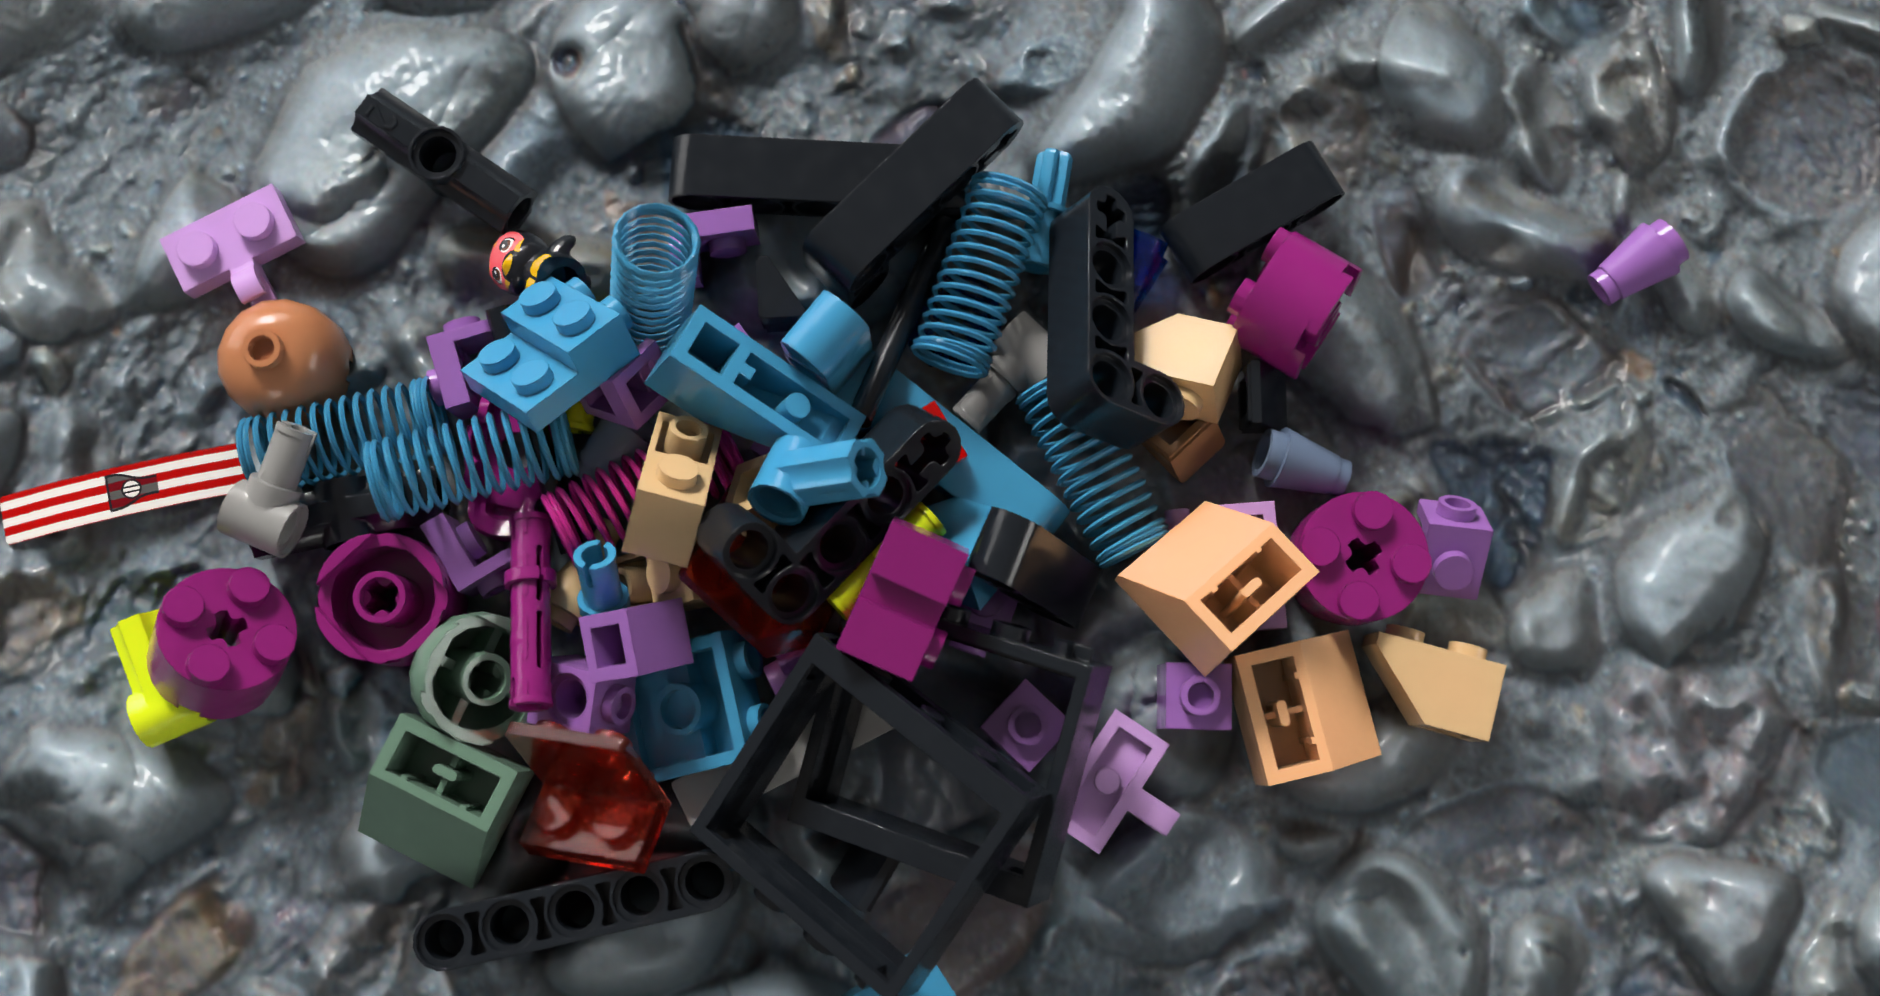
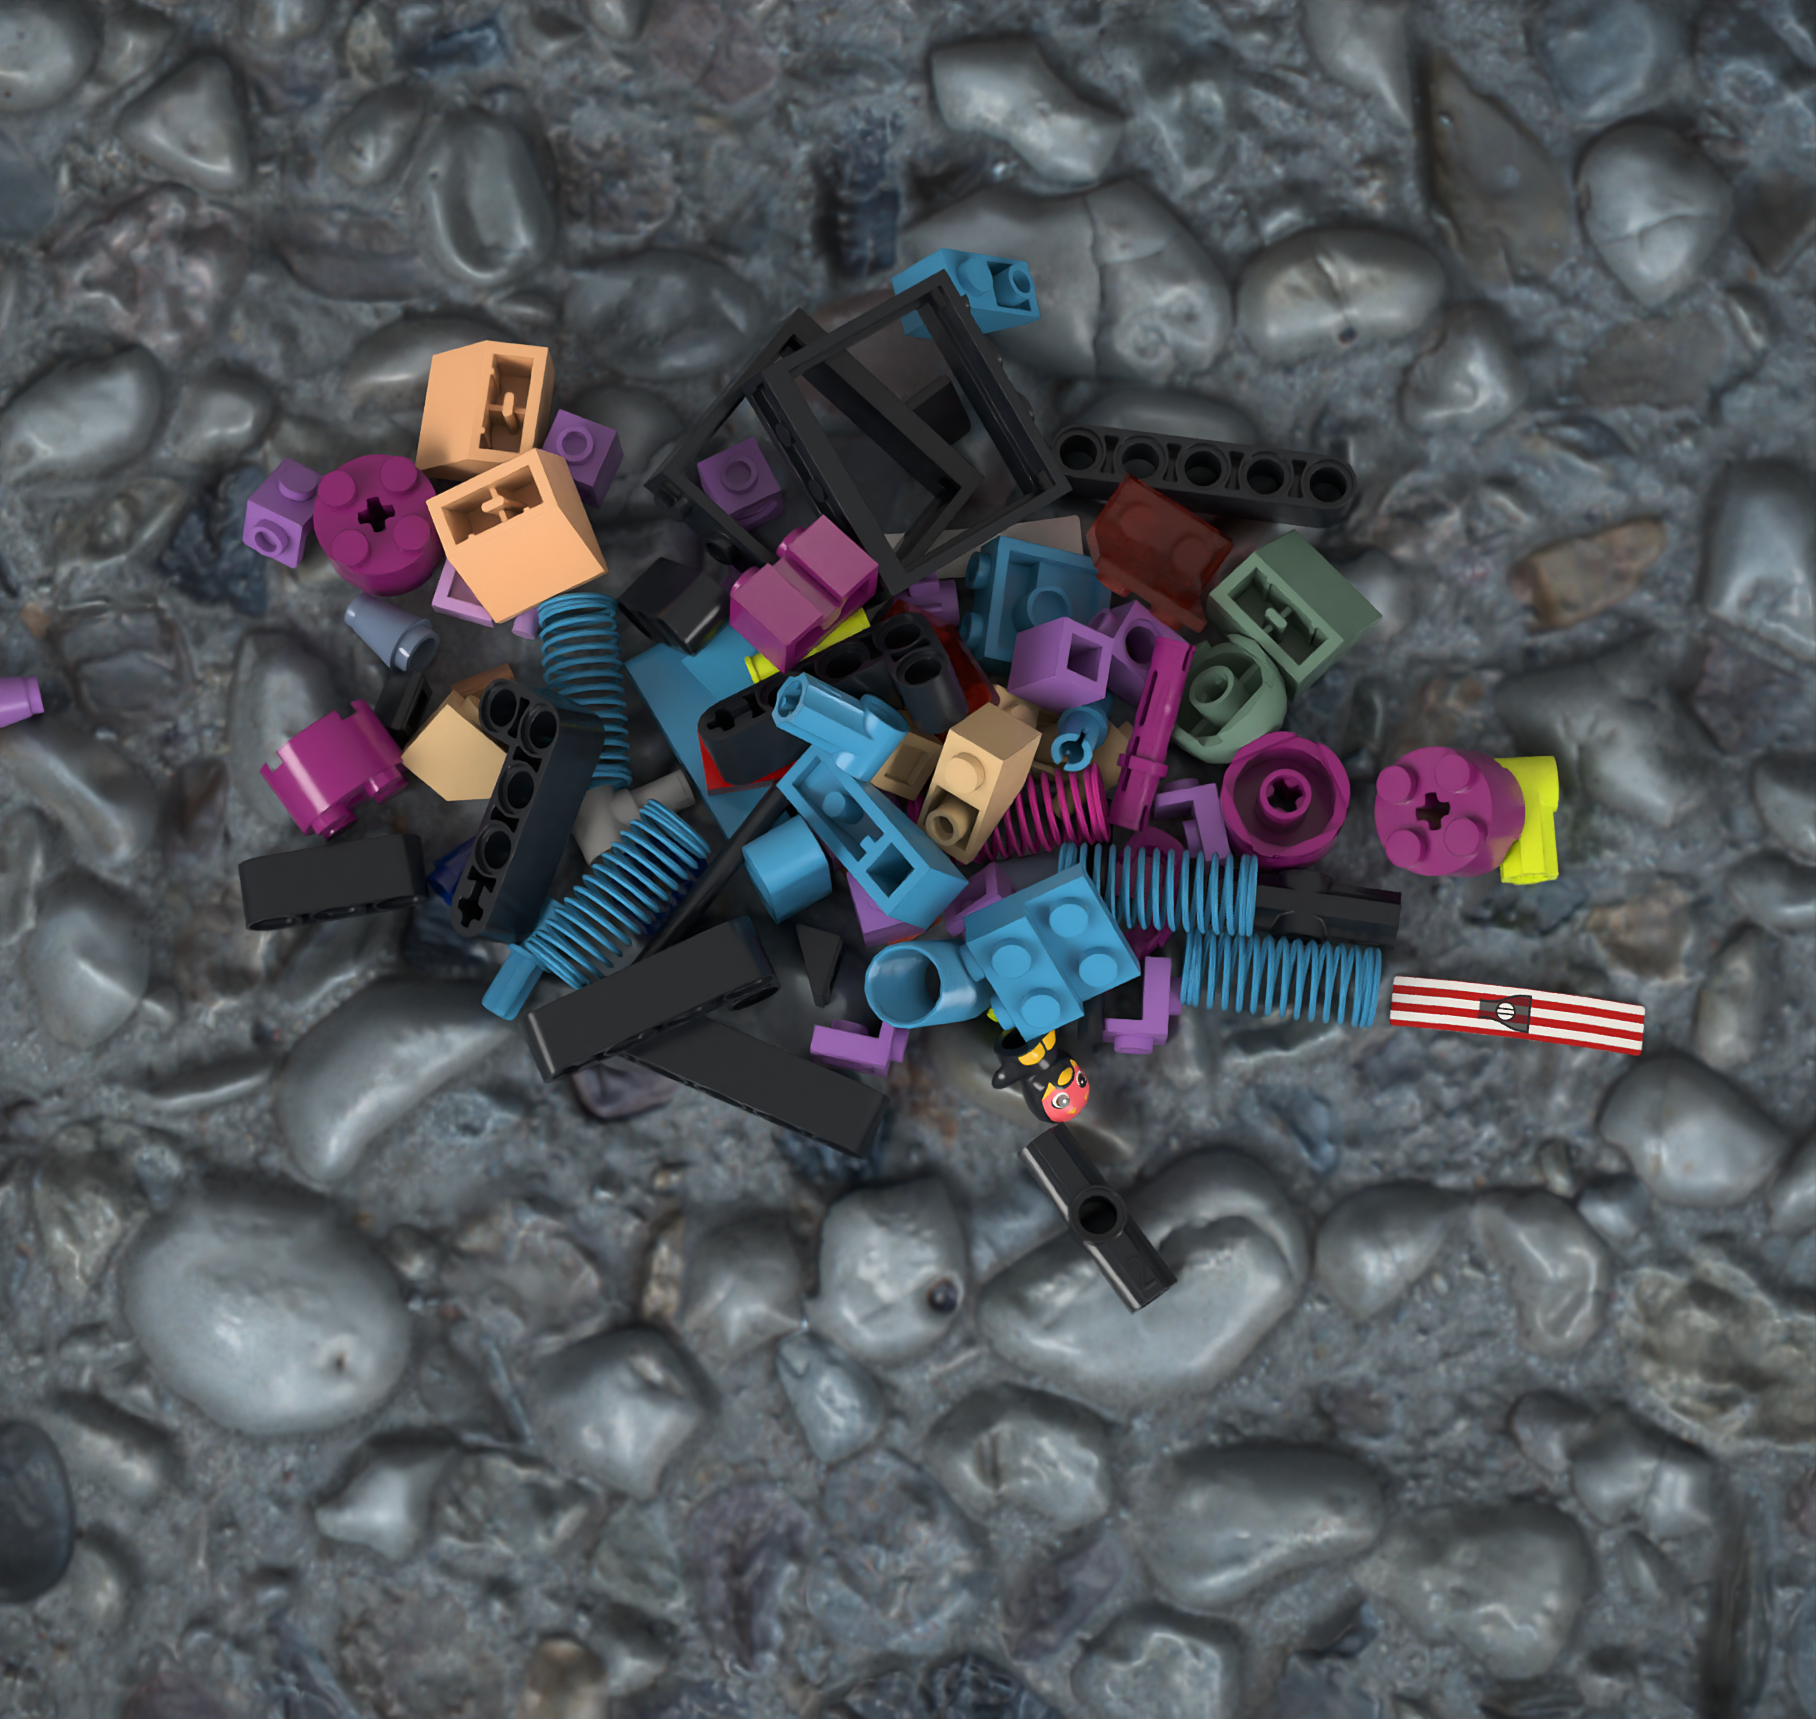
camera: 155 degrees left, 5 degrees down
(234, 246) = (1334, 1219): lavender plate -> none
(267, 505) = (1361, 916): light grey pin -> none
(283, 358) = (1318, 1080): nougat cylinder -> none
(1114, 780) = (676, 408): lavender plate -> none
(1437, 687) = (355, 390): tan slope -> none

